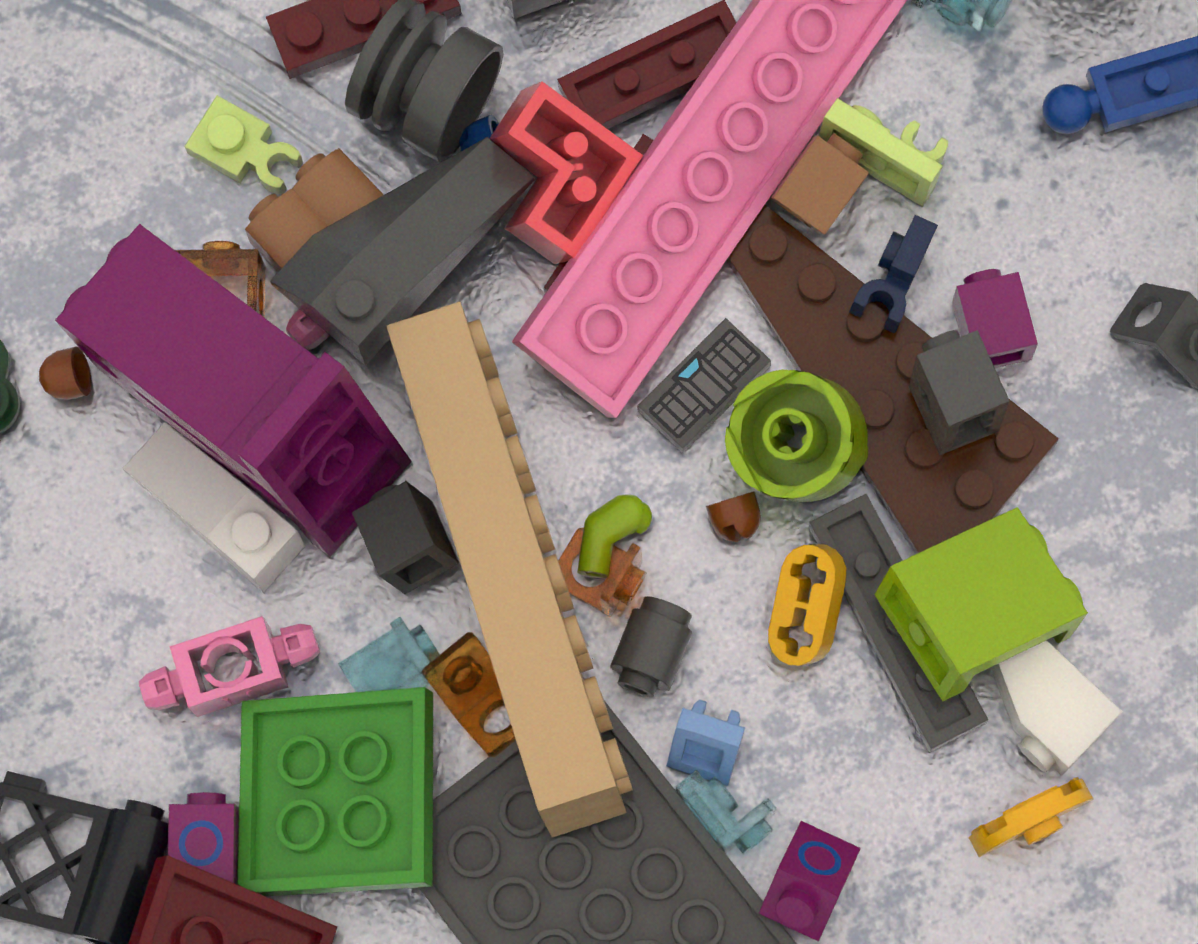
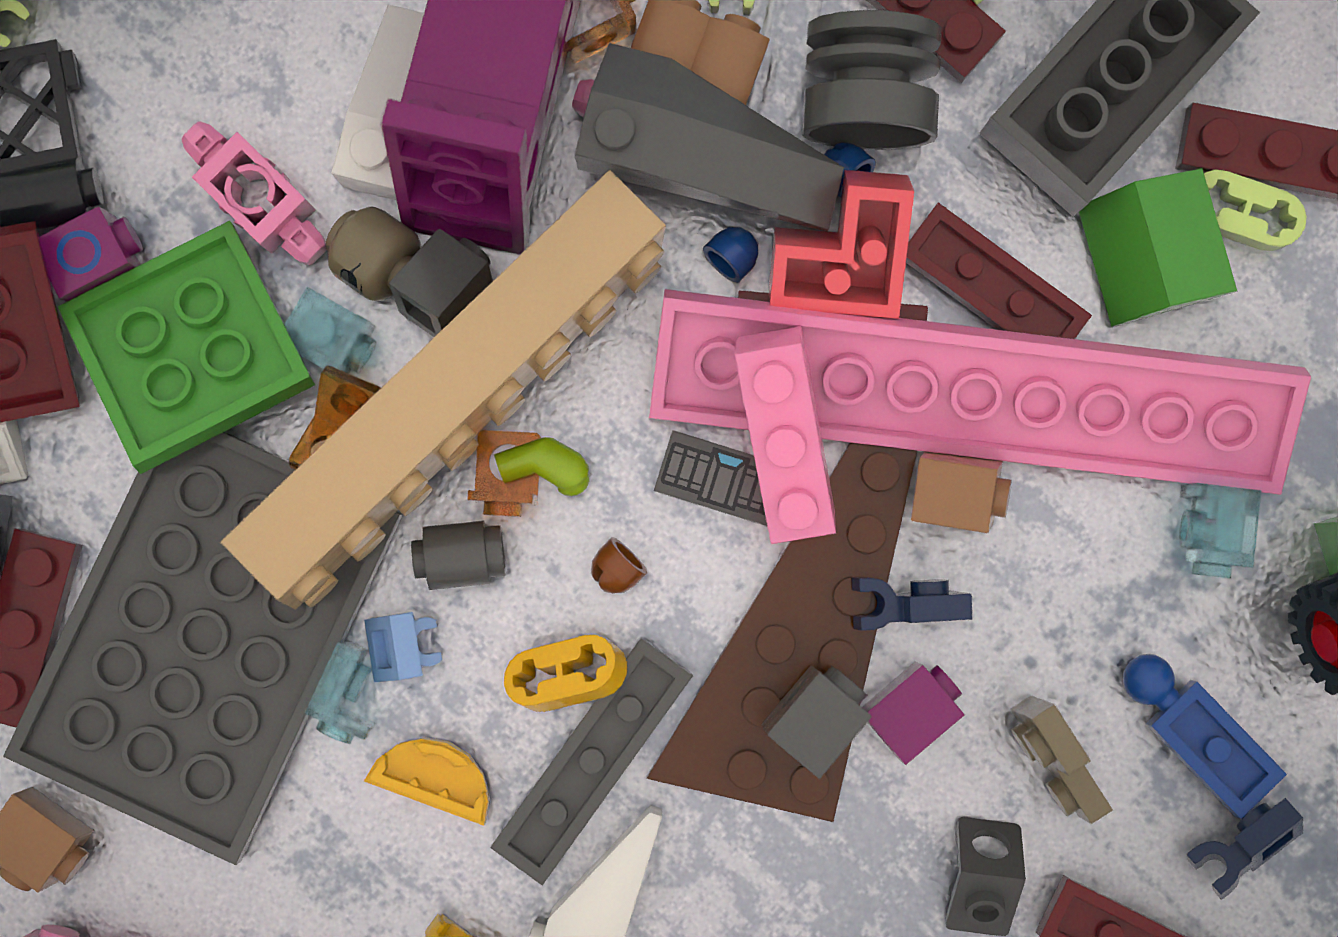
camera: 55 degrees right, 10 degrees up
(339, 587) = (369, 250): none -> dark tan head
(507, 277) = (732, 252): none -> blue hinge
(695, 297) = (785, 434): none -> bright pink brick
(763, 424) = (681, 613): lime brick -> none
(809, 880) = (316, 800): magenta brick -> none
(841, 769) = (434, 775): none -> yellow plate
(884, 155) = (1016, 539): yellowish green plate -> none
(979, 600) = (640, 831): lime panel -> none
(1086, 208) = (1051, 742): none -> dark tan plate

